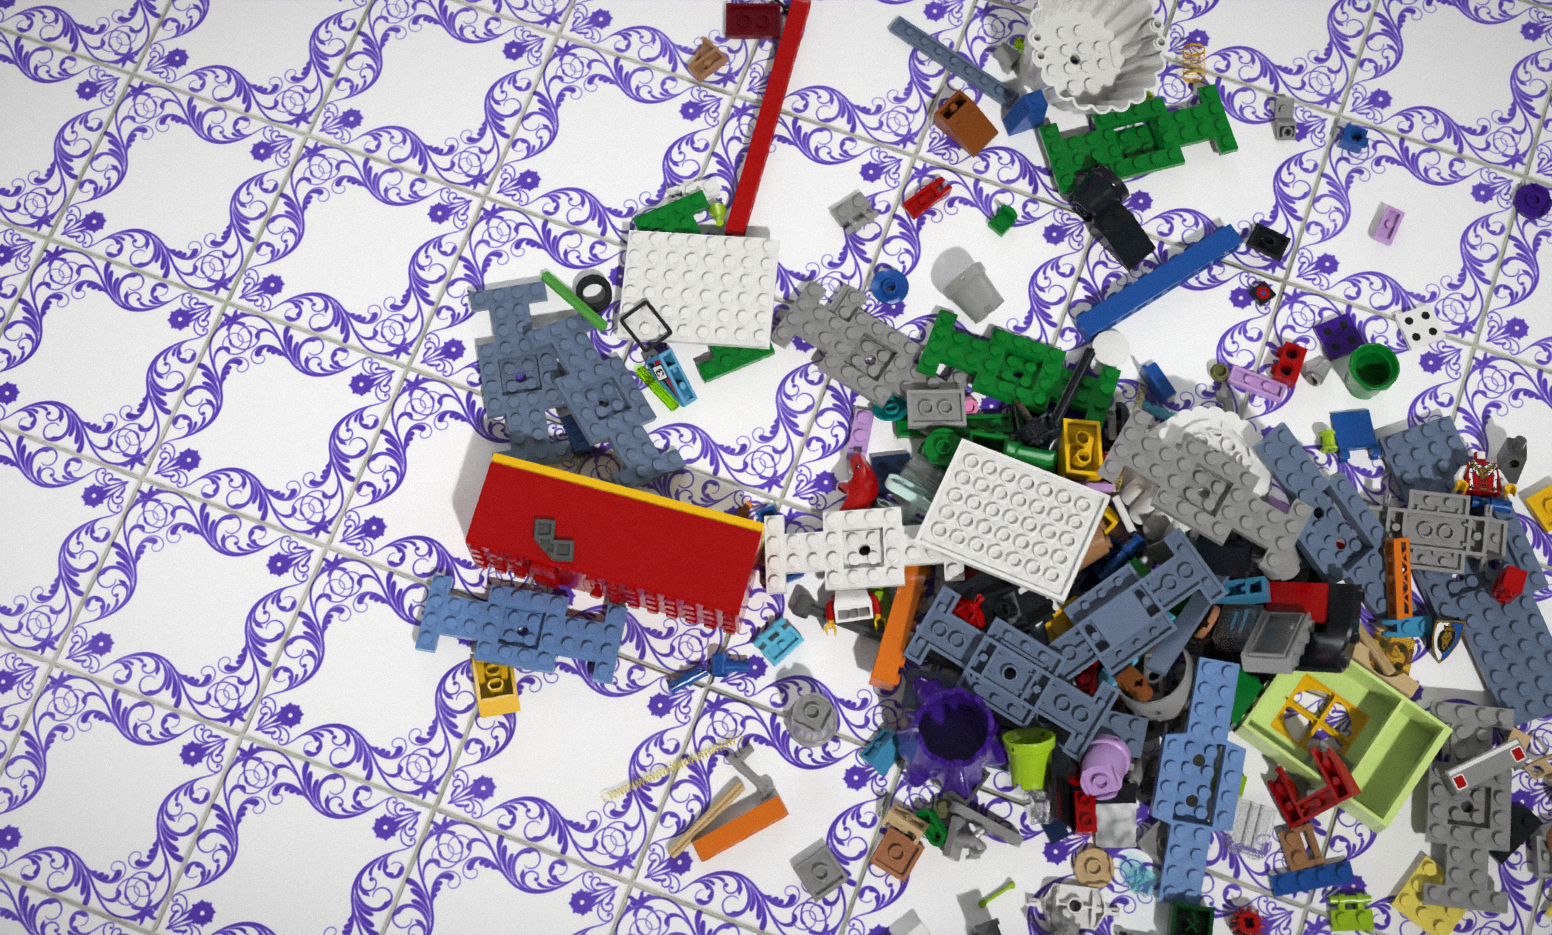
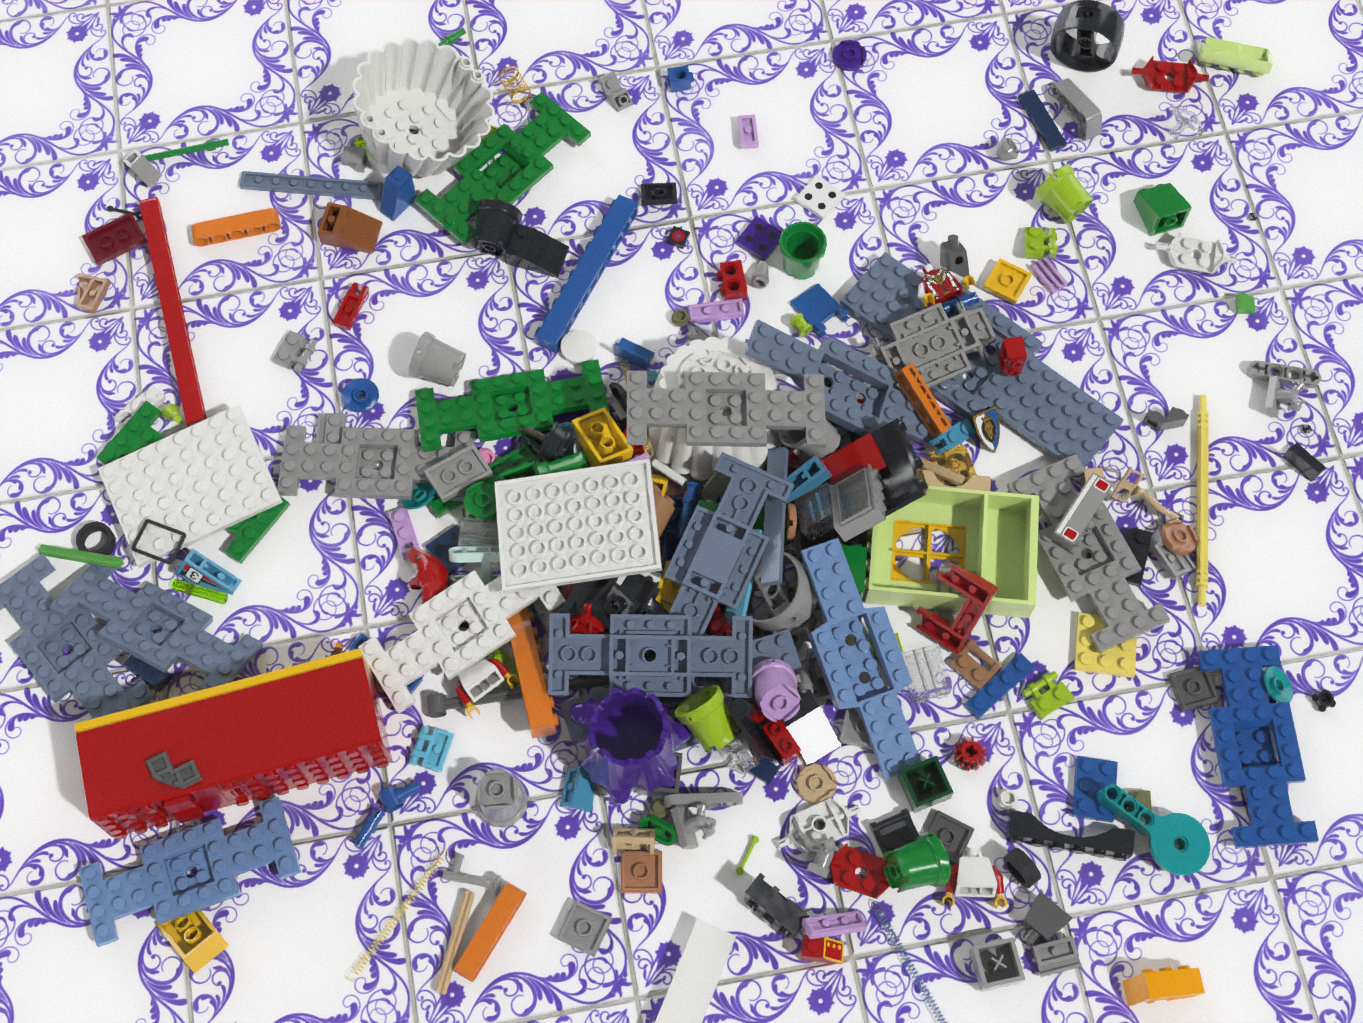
camera: 30 degrees left, 5 degrees down
(865, 67) = (235, 227): none -> orange beam
(1003, 220) = (427, 290): green bracket -> none
(1071, 387) = (564, 393): black axle -> none
(1134, 683) = (760, 604): dark orange piece -> none
(1141, 880) = (862, 770): clear light blue brick -> none
(1230, 559) = (777, 457): black panel -> none

